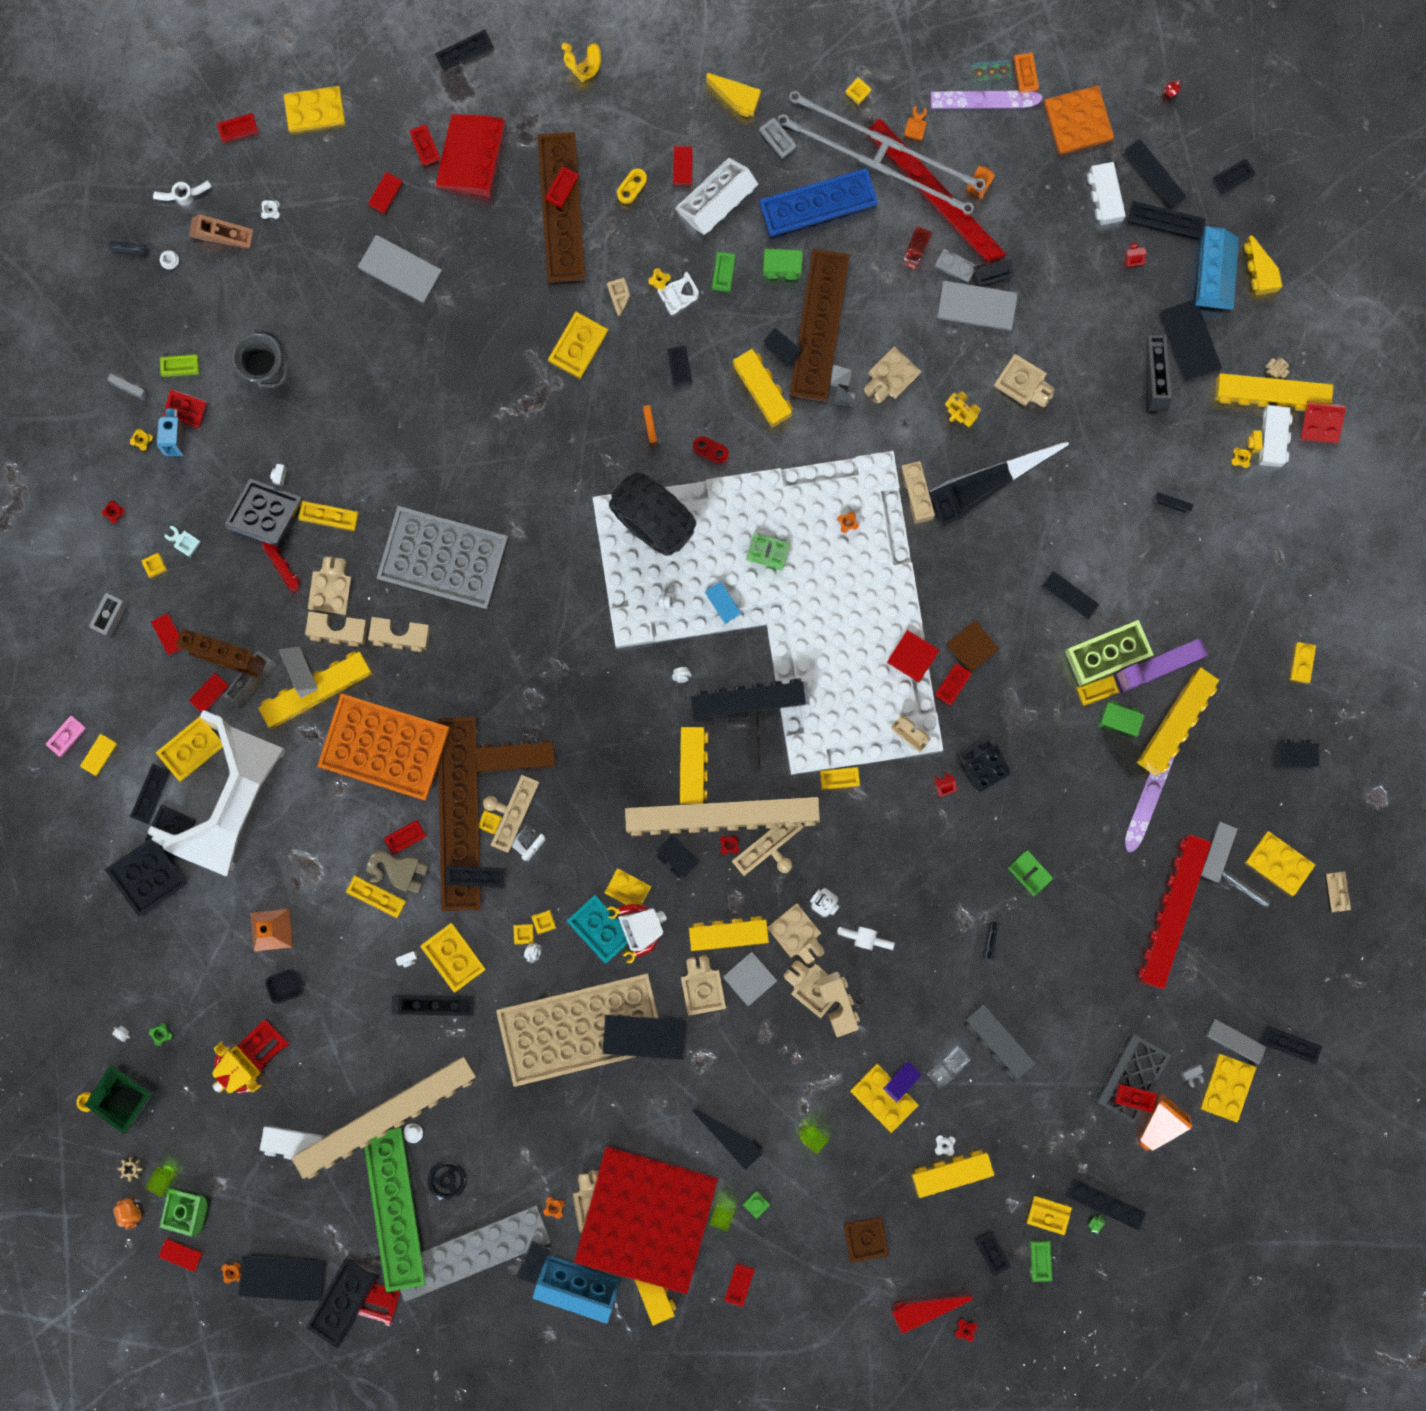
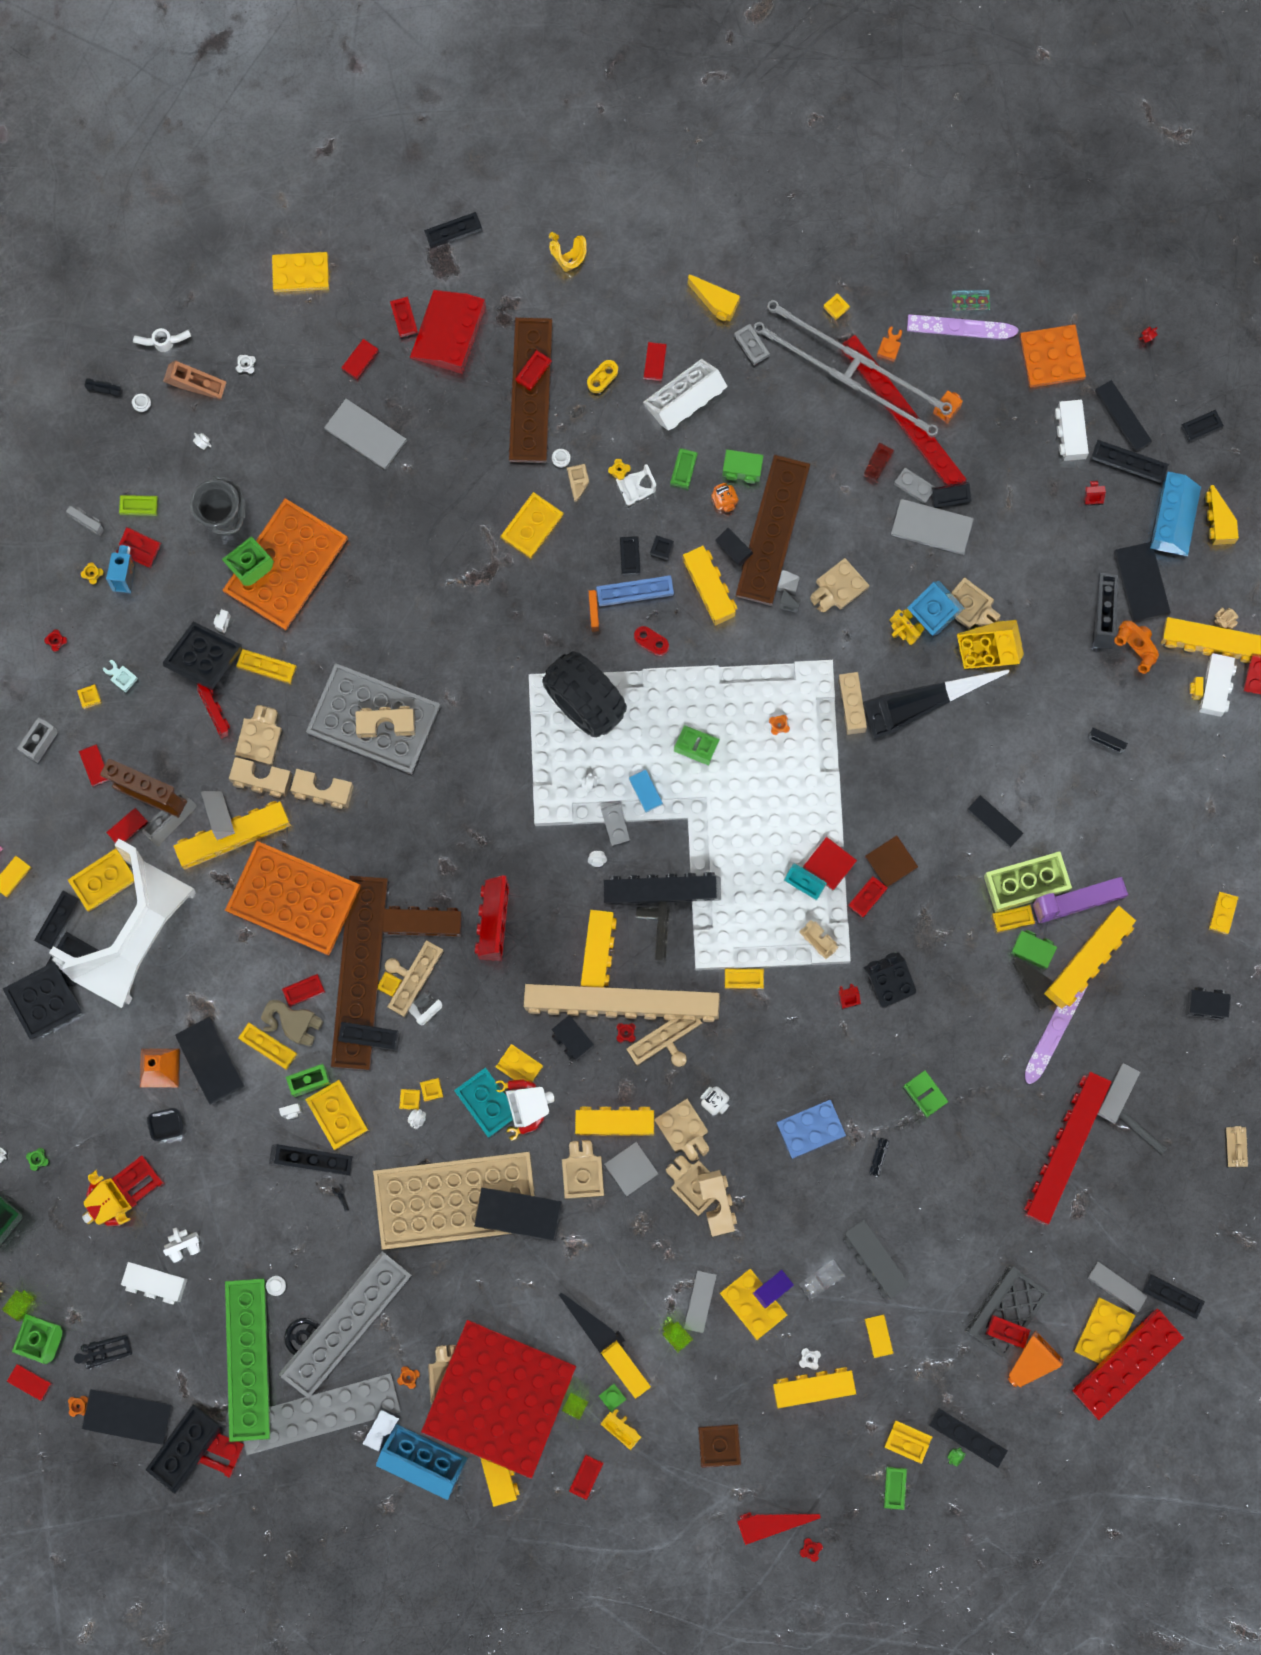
camera: 15 degrees right, 5 degrees down
(227, 1225) = (79, 1358): none -> black piece
(235, 293) = (201, 440): none -> white plate
(237, 127) = (223, 282): red tile -> none
(298, 412) = (249, 562): none -> bright green slope
(312, 1100) = (174, 1248): none -> white hips
(320, 918) = (209, 1060): none -> black slope
(335, 410) = (301, 555): none -> orange plate
(379, 1119) = (247, 1265): tan brick -> none
(421, 927) = (308, 1080): none -> bright green brick
(438, 561) = (368, 721): none -> tan arch
(466, 1037) = (340, 1195): none -> black hand
(486, 1164) = (344, 1324): none -> light grey plate
(585, 746) = (493, 919): none -> red slope
(599, 273) = (560, 457): none -> white plate
(689, 401) = (635, 590): none -> medium blue plate
(695, 638) = (615, 824): none -> light grey plate
(710, 354) = (662, 547): none -> black plate
(766, 1176) = (625, 1369): none -> yellow tile
(768, 297) = (724, 497): none -> orange head
(770, 1237) = (622, 1432): none -> yellow plate
(818, 202) = (785, 410): blue plate -> none
(831, 1101) = (700, 1301): none -> light grey tile
(865, 938) = (752, 1141): white piece -> none
(891, 677) = (805, 881): none -> teal plate
(921, 920) = (811, 1129): none -> medium blue plate
(990, 388) = (935, 608): none -> dark azure container
(993, 1253) = (846, 1474): black plate -> none
(1009, 1115) = (878, 1336): none -> yellow tile
(1026, 72) = (1004, 305): orange plate -> none
(1049, 420) = (991, 645): none -> yellow slope
(1191, 1073) = (1069, 1313): light grey tile -> none
(1195, 400) = (1140, 640): none -> orange connector
(1246, 457) = (1181, 698): yellow plate -> none
(1254, 1116) = (1127, 1364): none -> red plate
(1280, 863) = (1180, 1112): yellow plate -> none

